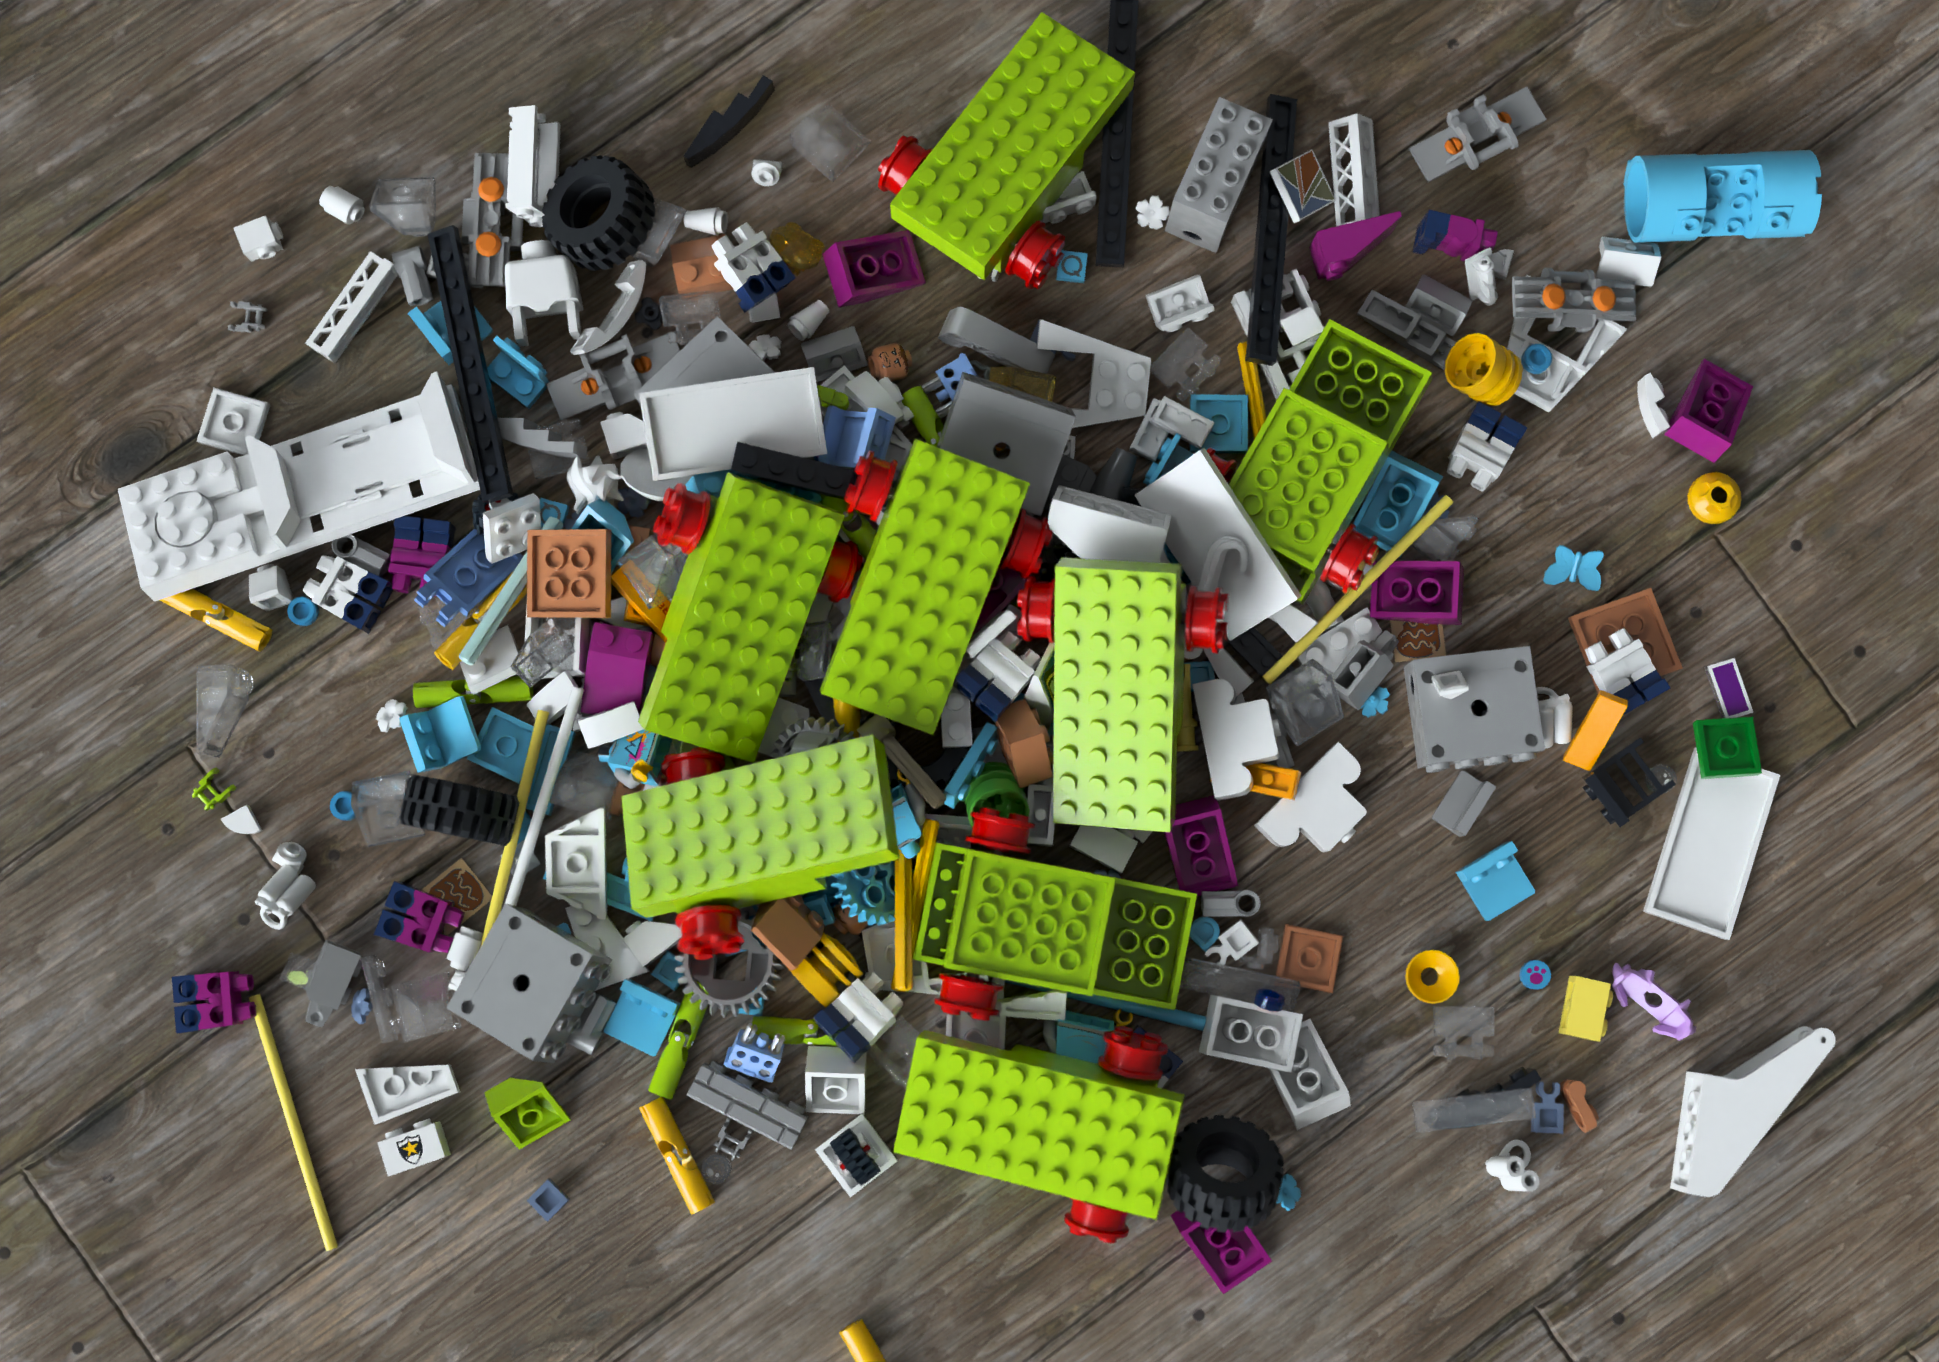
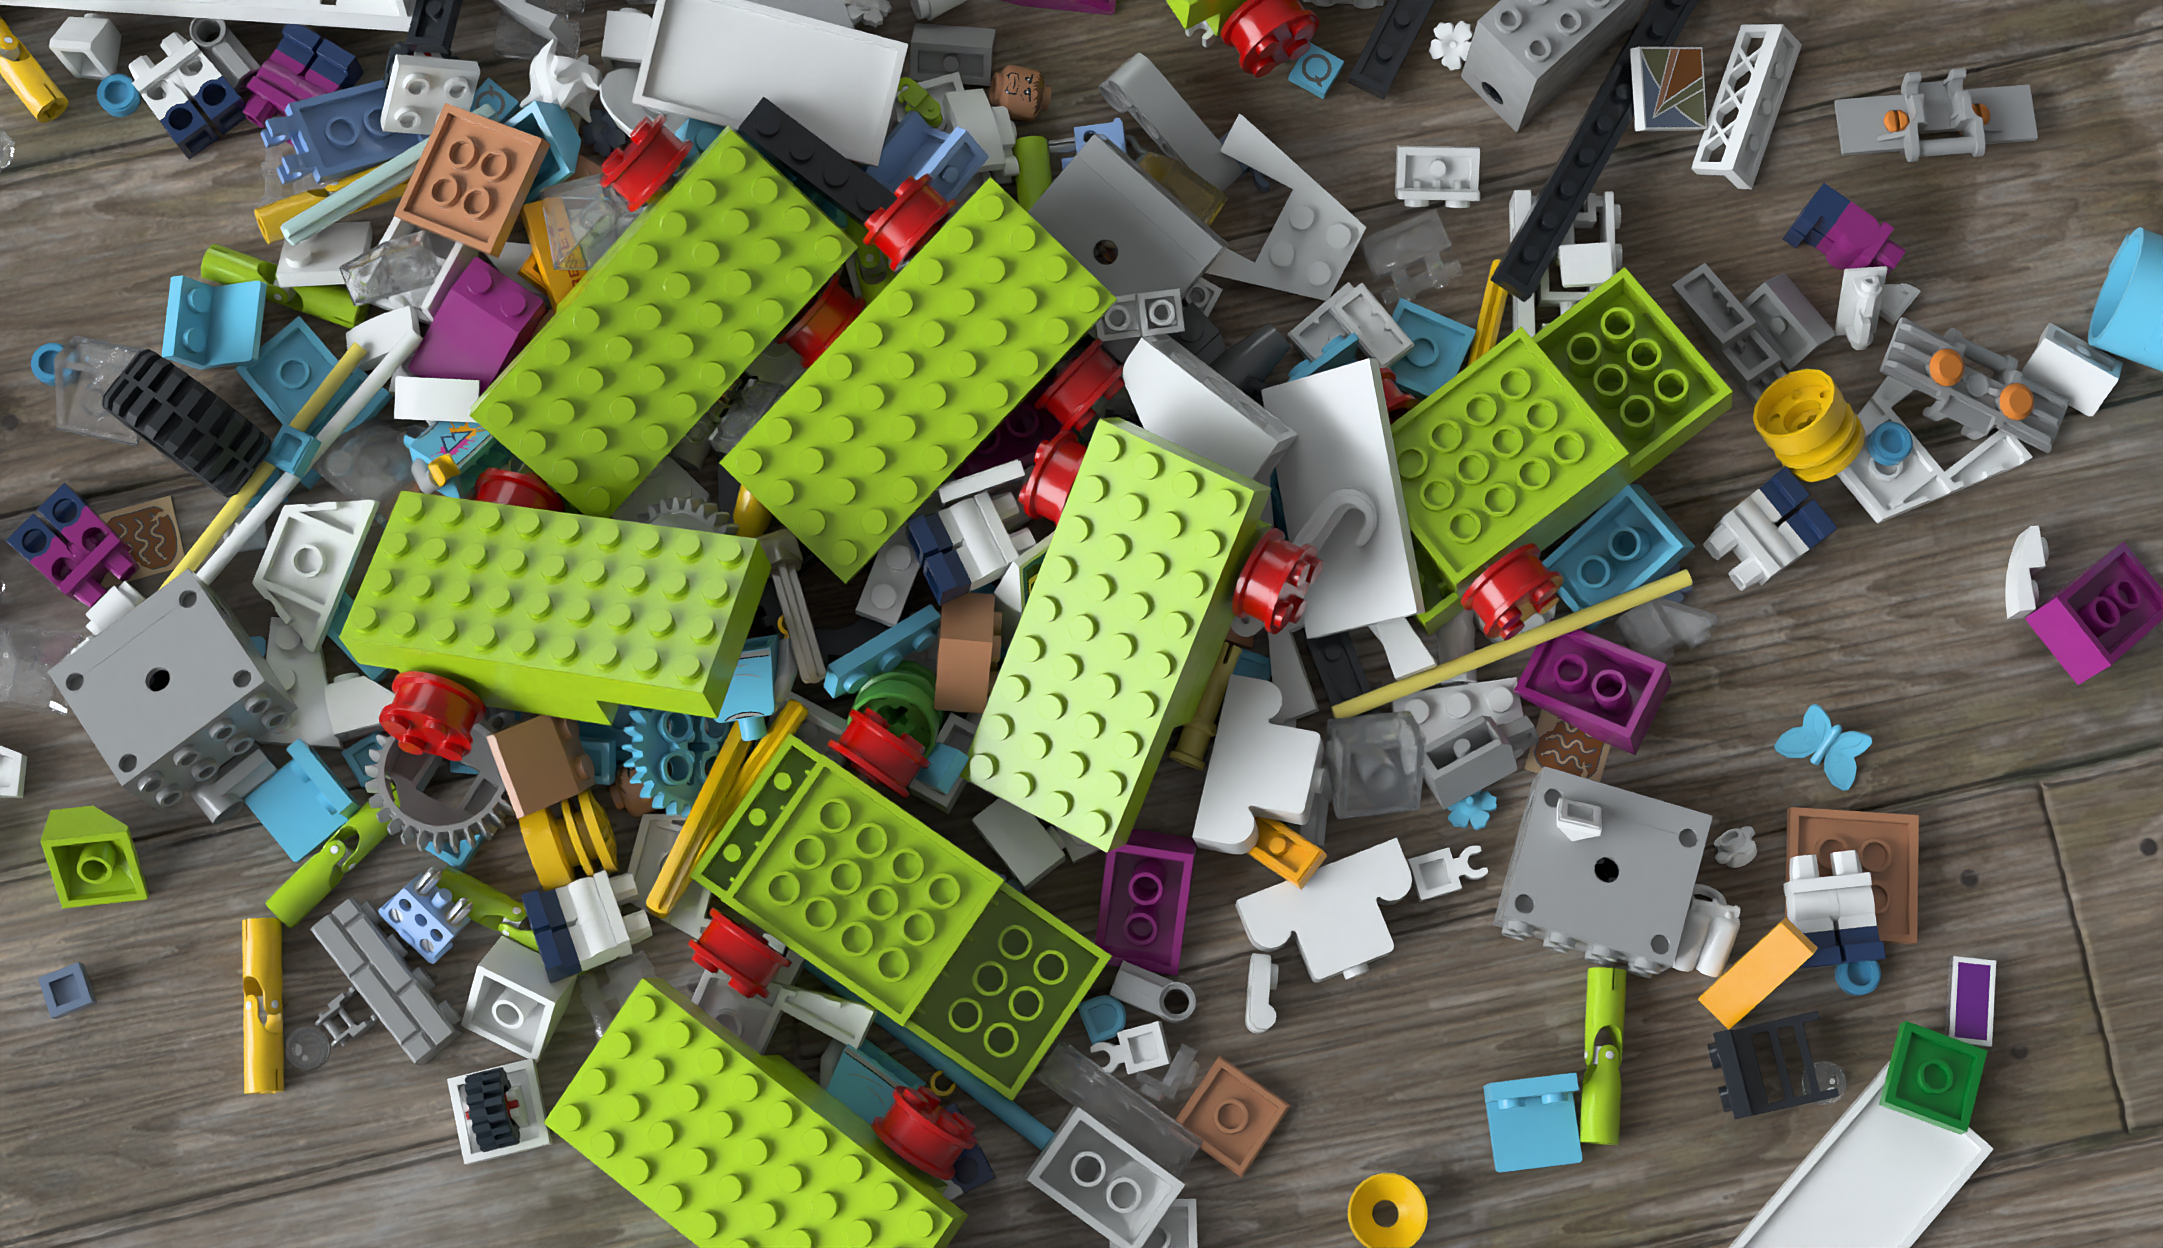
camera: 25 degrees right, 5 degrees down
(390, 715) = (161, 271): white plant -> none
(533, 797) = (292, 451): none -> medium azure tile
(1044, 820) = (944, 768): none -> medium azure tile
(1045, 480) = (1142, 315): none -> white slope
(1269, 1000) = (1147, 1144): clear blue tile -> none
(1291, 866) = (1261, 978): none -> white plate
(1343, 246) = (1698, 188): magenta slope -> none
(1373, 751) = (1439, 873): none -> white plate
(1463, 803) = (1533, 996): light grey panel -> none
(1525, 833) = (1602, 1078): none -> lime piece
(1547, 655) = (1736, 847): none -> white plate
(1655, 706) = (1858, 978): none -> dark azure tile
(1705, 507) = (2045, 747): yellow piece -> none

